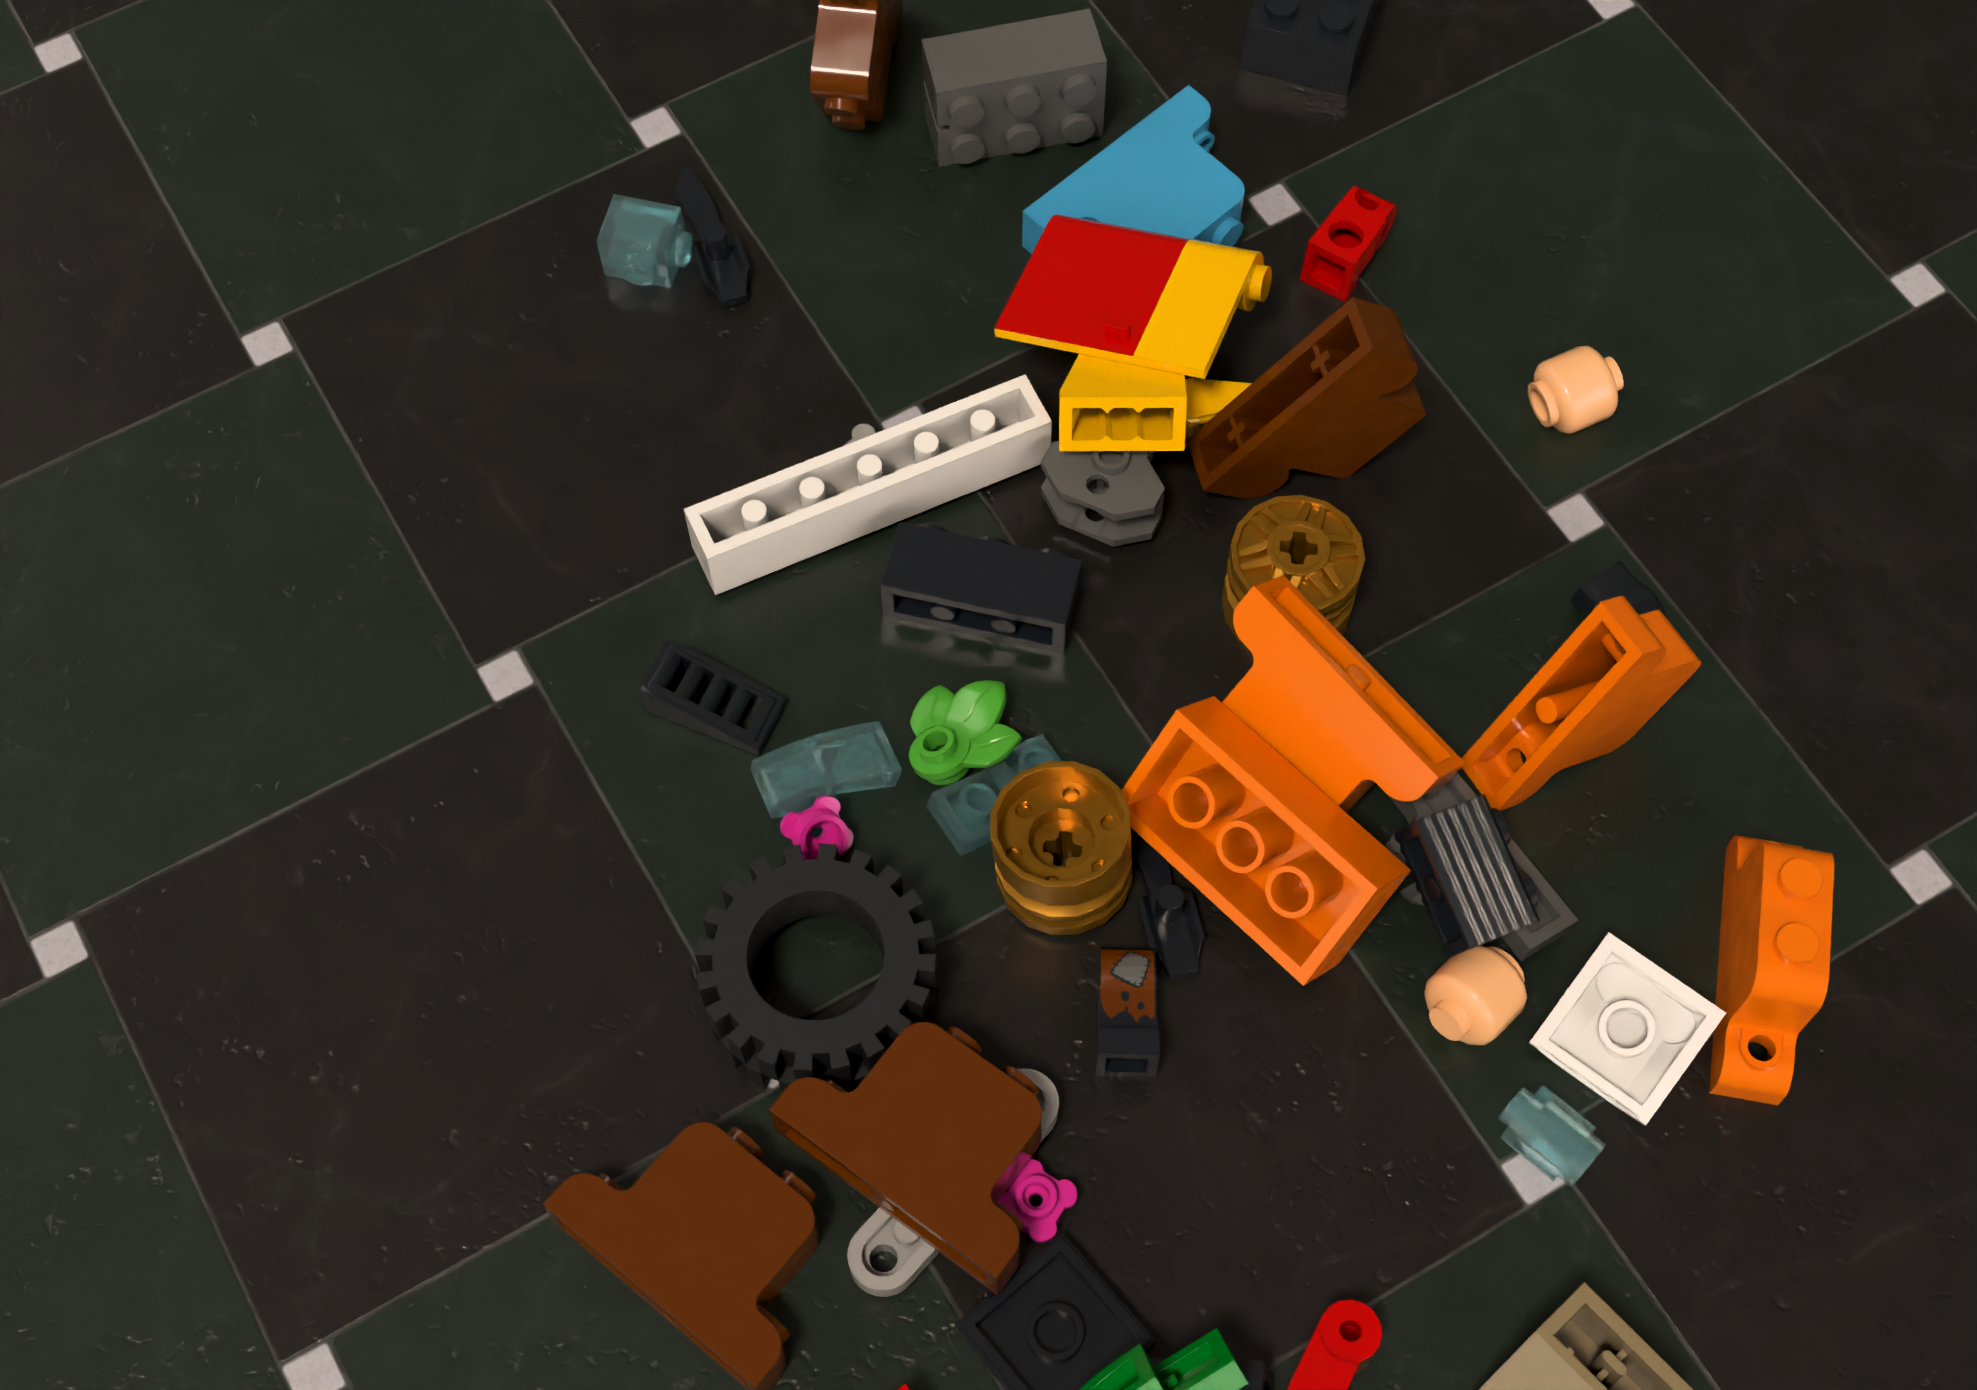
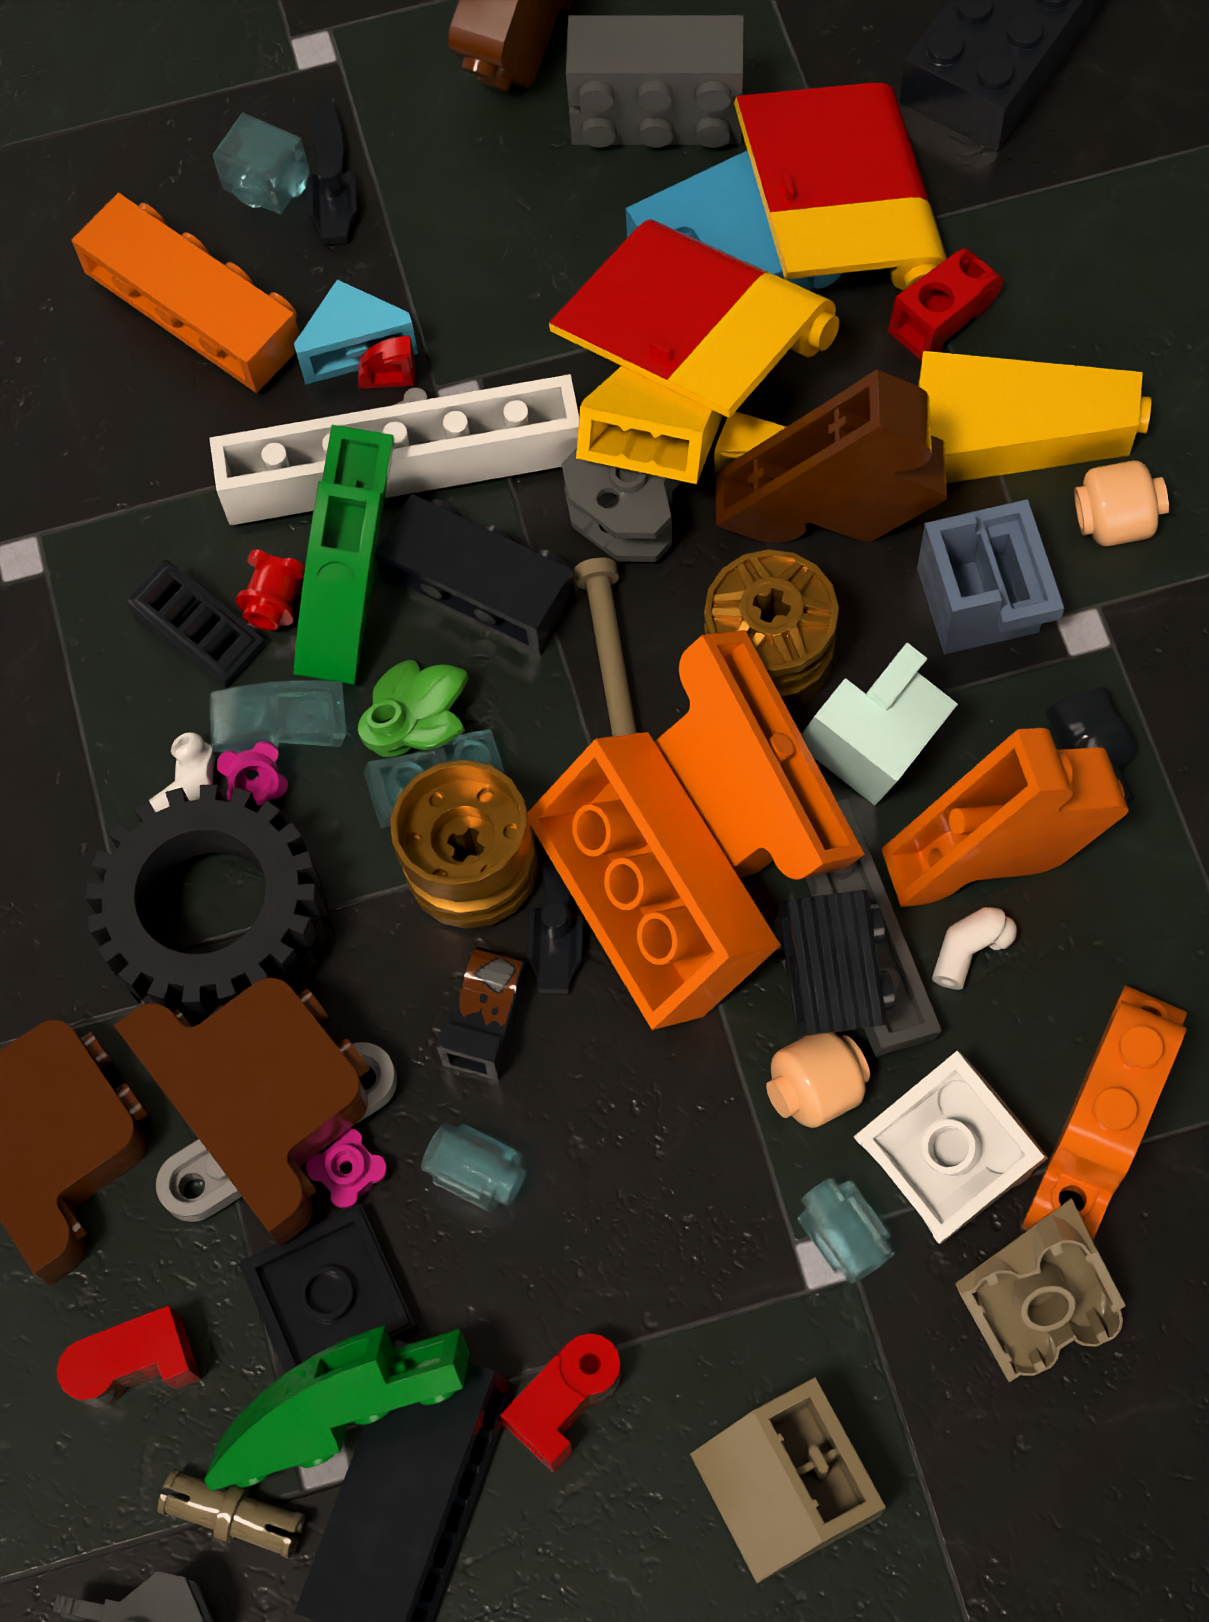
camera: 20 degrees right, 5 degrees up
(608, 376) = (188, 291): none -> orange brick
(752, 839) = (193, 768): none -> white arm
(782, 647) = (271, 590): none -> red brick
(787, 383) = (344, 329): none -> medium azure slope
(828, 407) = (388, 364): none -> red tile
(853, 594) = (342, 554): none -> green slope
(1100, 566) = (597, 577): none -> dark tan bar
(1166, 1165) = (473, 1166): none -> clear light blue brick
(1220, 148) = (840, 182): none -> red door
(1433, 639) = (878, 733): none -> light aqua plate
(1477, 321) = (1028, 413): none -> yellow slope
(1478, 483) = (987, 577): none -> sand blue plate
(1569, 825) = (969, 935): none -> white arm
(1767, 1146) = (1043, 1295): none -> dark tan slope

